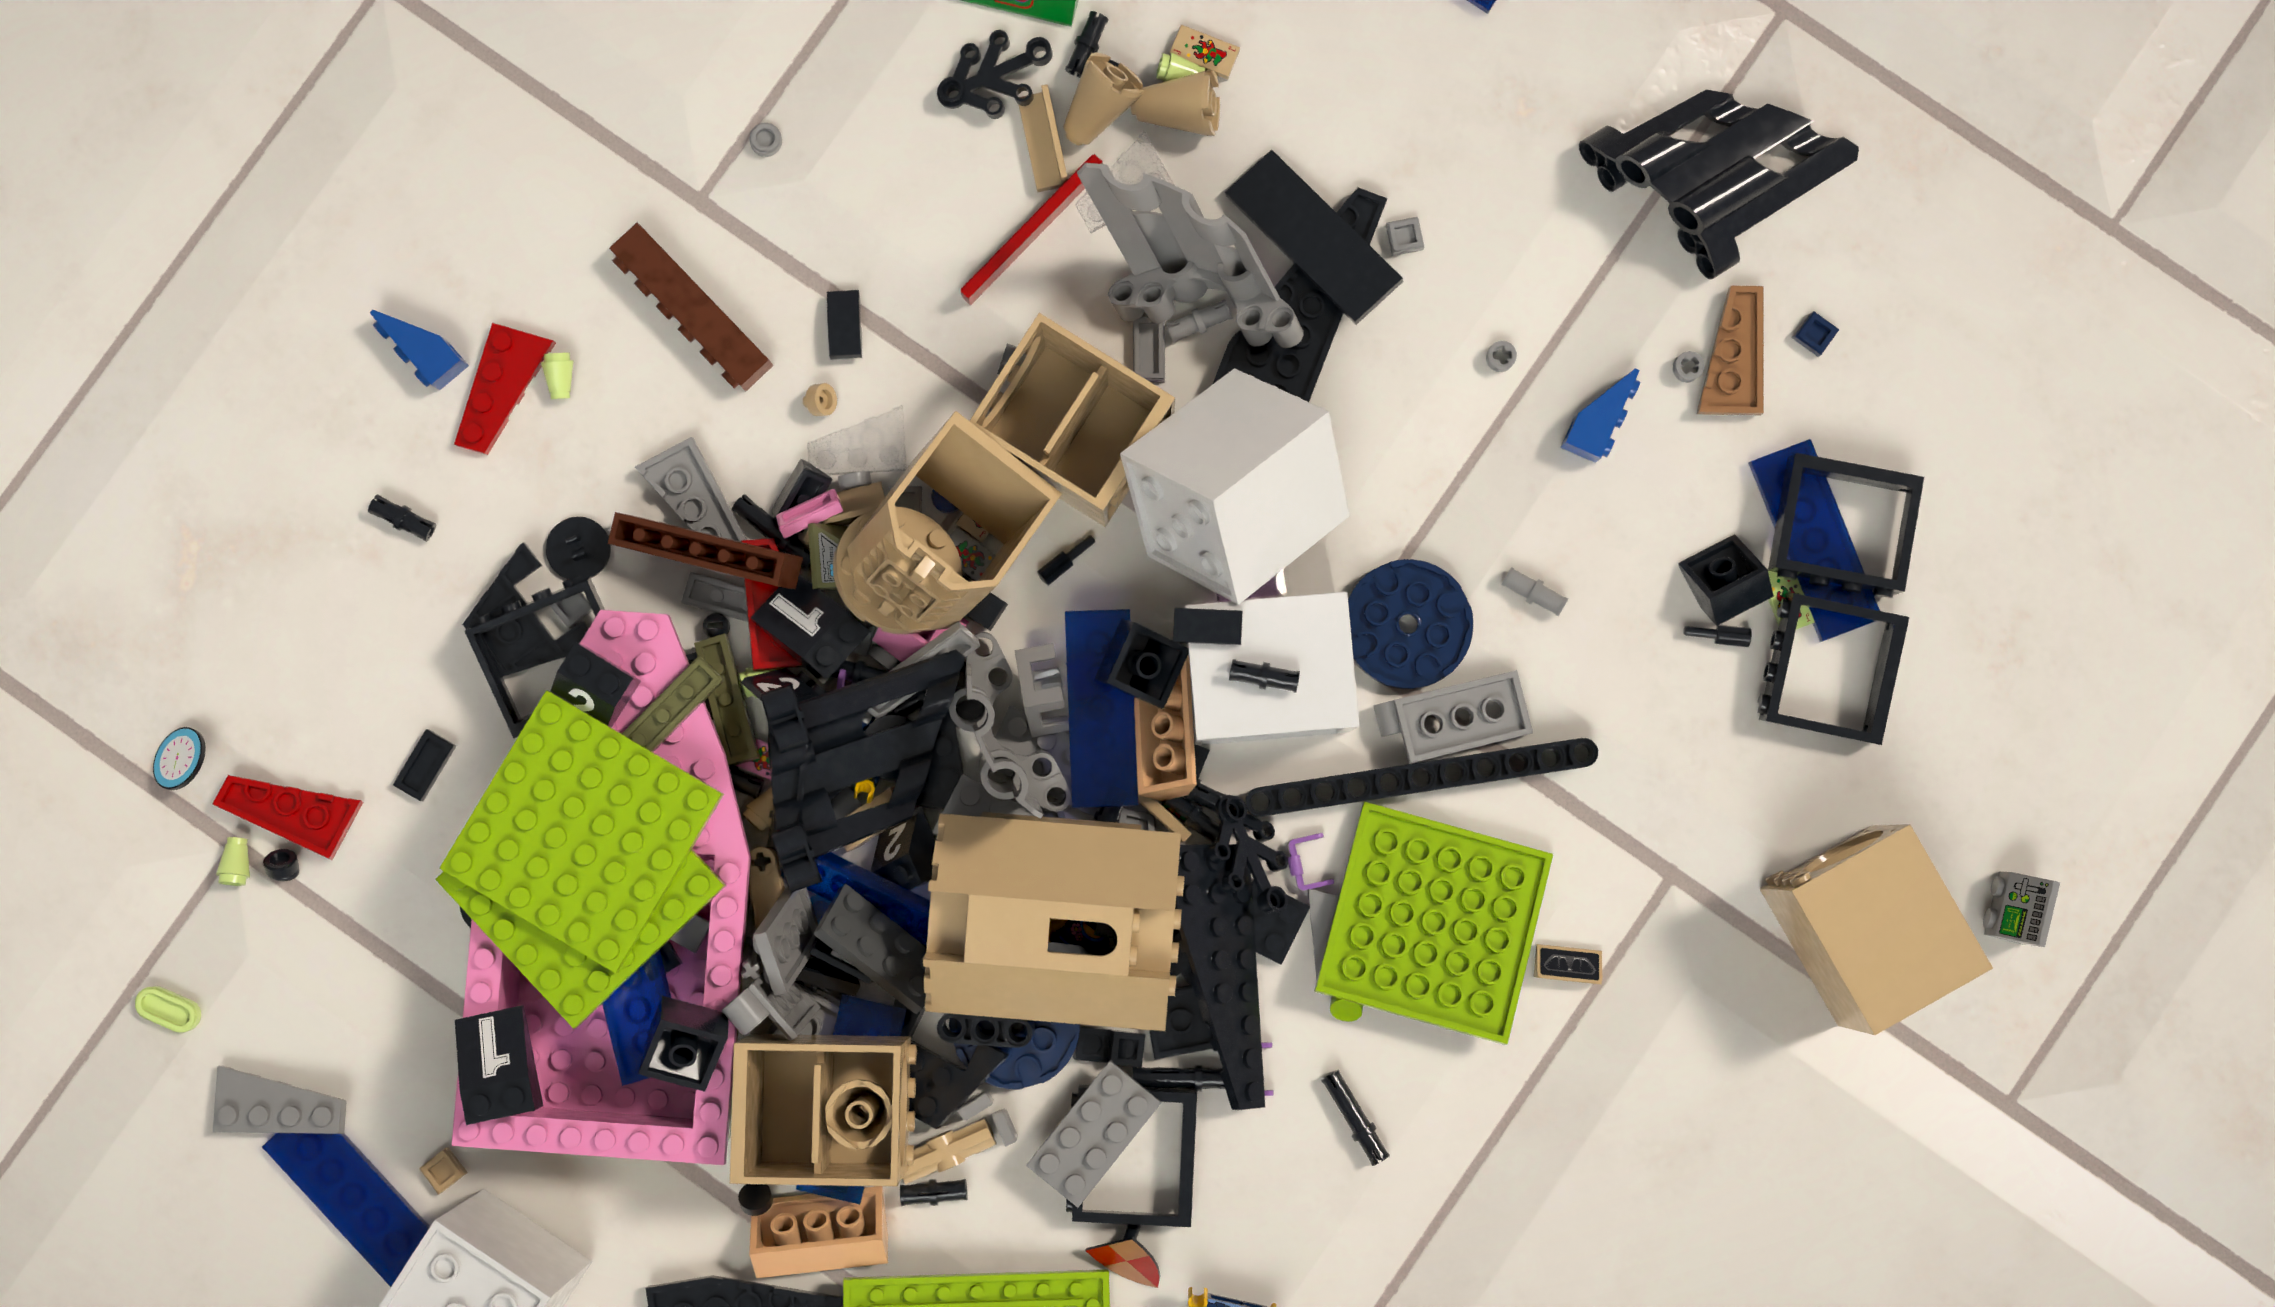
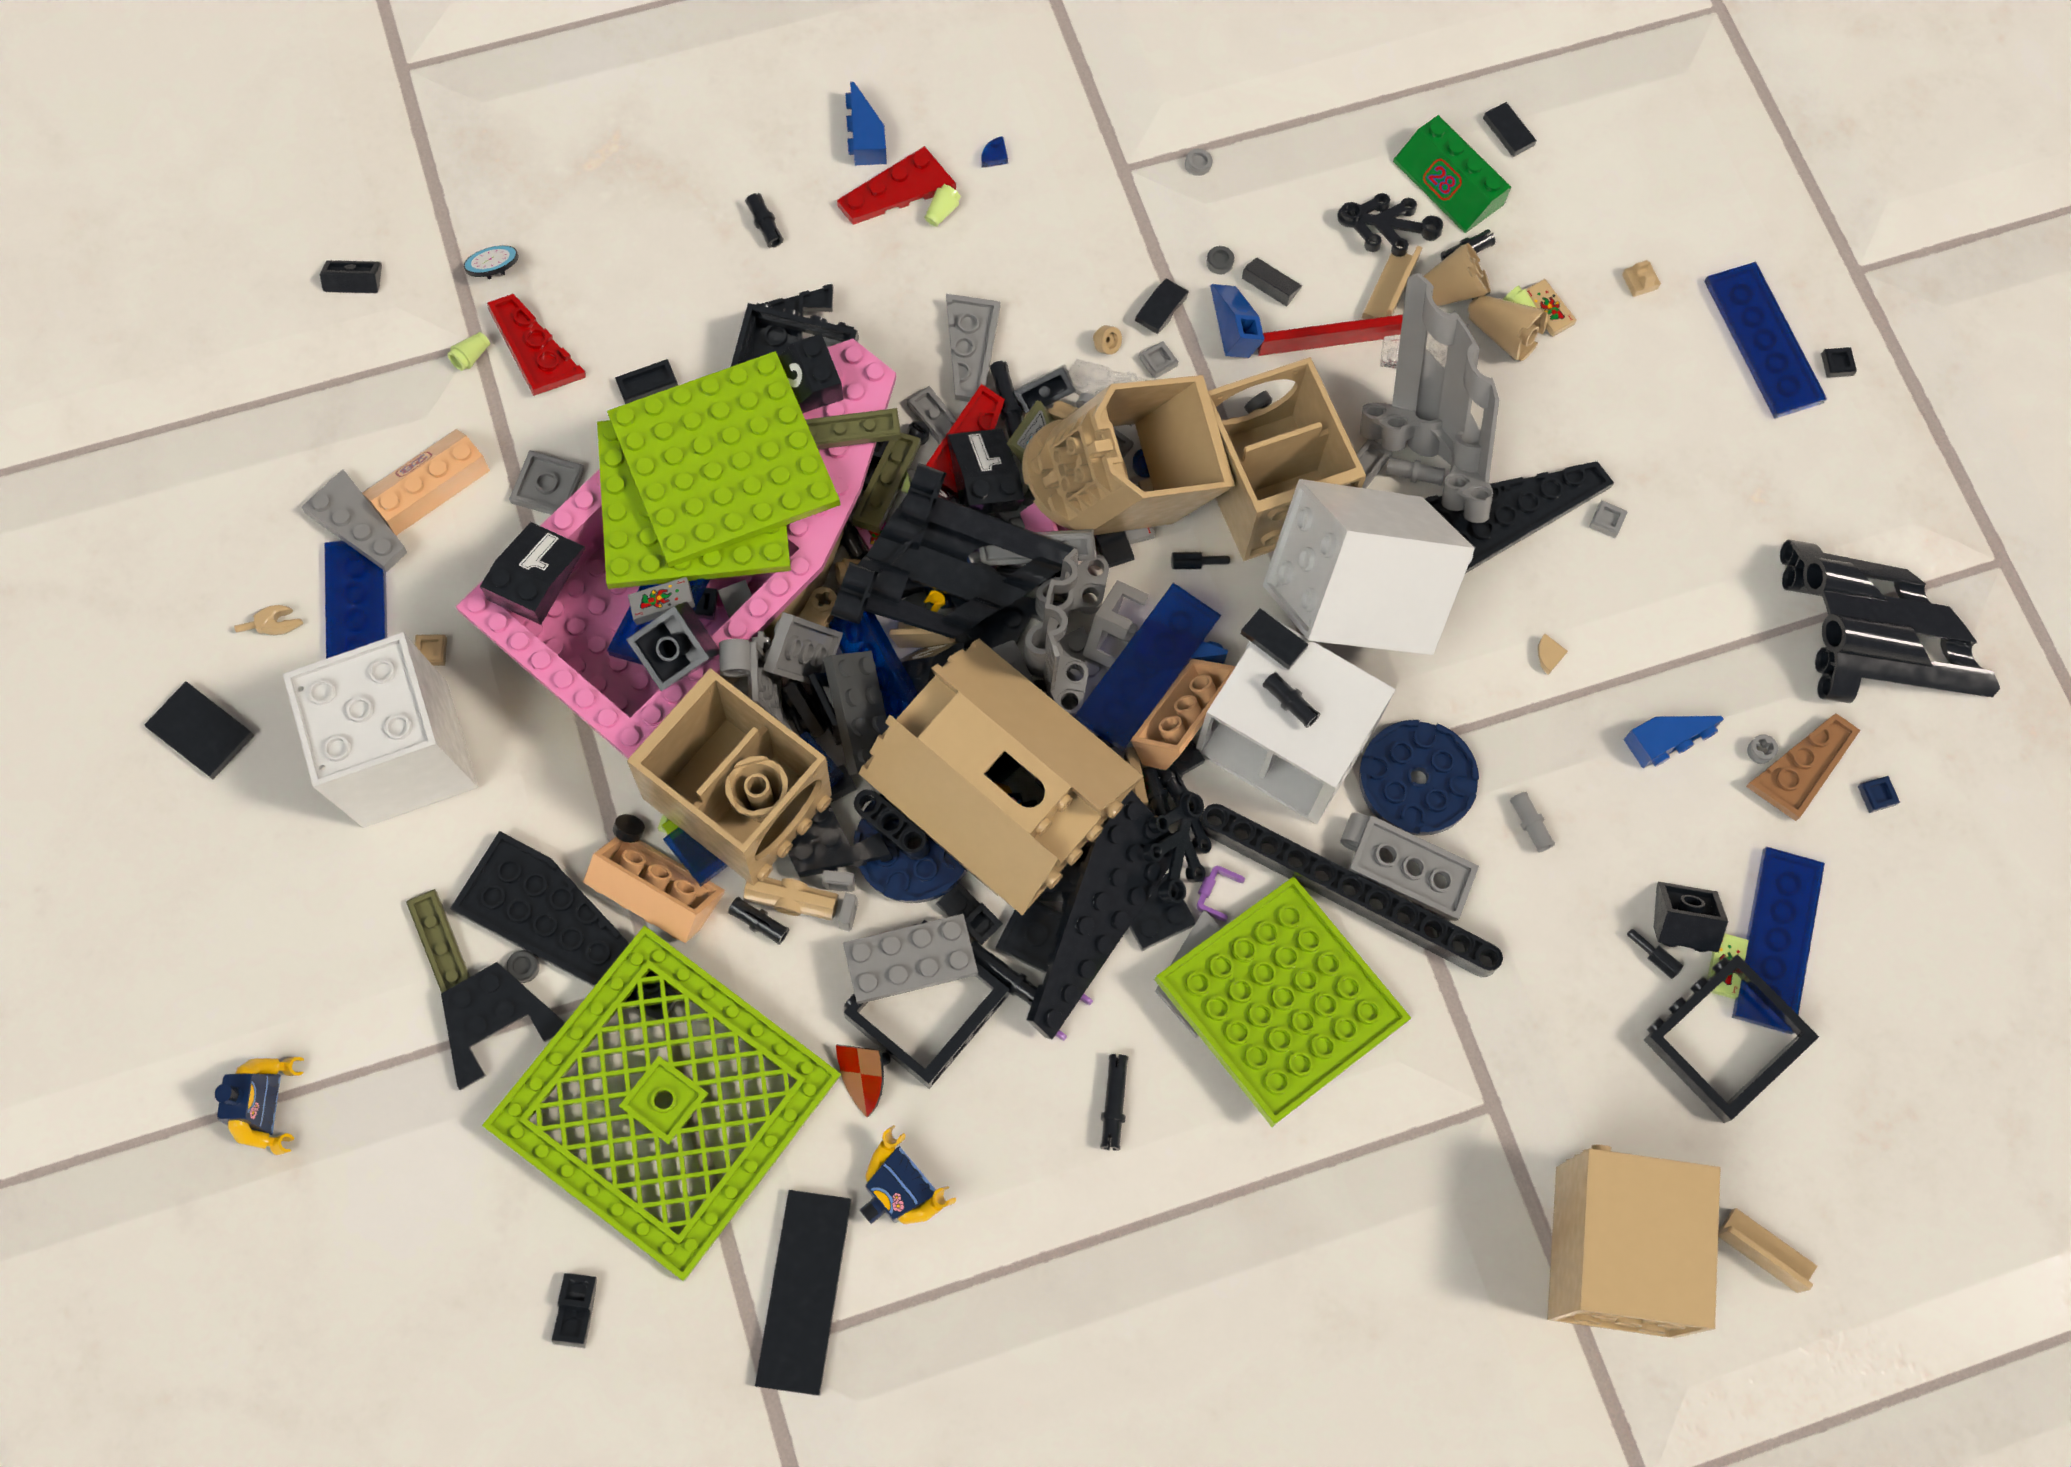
camera: 30 degrees right, 15 degrees down
(57, 870) = (351, 276): none -> black slope
(167, 1009) = (343, 412): yellowish green tile -> none
(274, 1259) = (266, 621): none -> tan hand
(281, 865) = (499, 373): black tile -> none
(302, 1019) = (427, 481): none -> light nougat slope
(416, 935) = (545, 482): none -> light grey tile
(564, 278) = (994, 153): none -> clear blue tile
(578, 548) = (869, 318): black piece -> none
(635, 1005) = (655, 601): none -> light grey tile
(691, 307) = (1065, 224): copper brick -> none
(705, 550) = (953, 369): copper brick -> none
(809, 512) = (1049, 400): bright pink tile -> none
(862, 232) = (1220, 260): none -> dark grey tile
(882, 381) = (1158, 359): none -> light grey tile
(925, 289) = (1237, 321): none -> blue slope
(927, 218) = (1271, 281): none -> black slope
(1142, 663) = (1203, 650): black slope -> none
(1314, 237) = (1542, 471): black tile -> none
(1345, 1010) = (1168, 1015): lime tile -> none
(1442, 414) = (1549, 653): none -> tan tile
(1507, 348) = (1614, 645): light grey bush -> none
(1568, 964) = (1363, 1111): slope -> none
(1854, 473) = (1844, 907): black window -> none
(1979, 830) = (1767, 1251): none -> tan panel
(2021, 908) = (1762, 1330): slope -> none

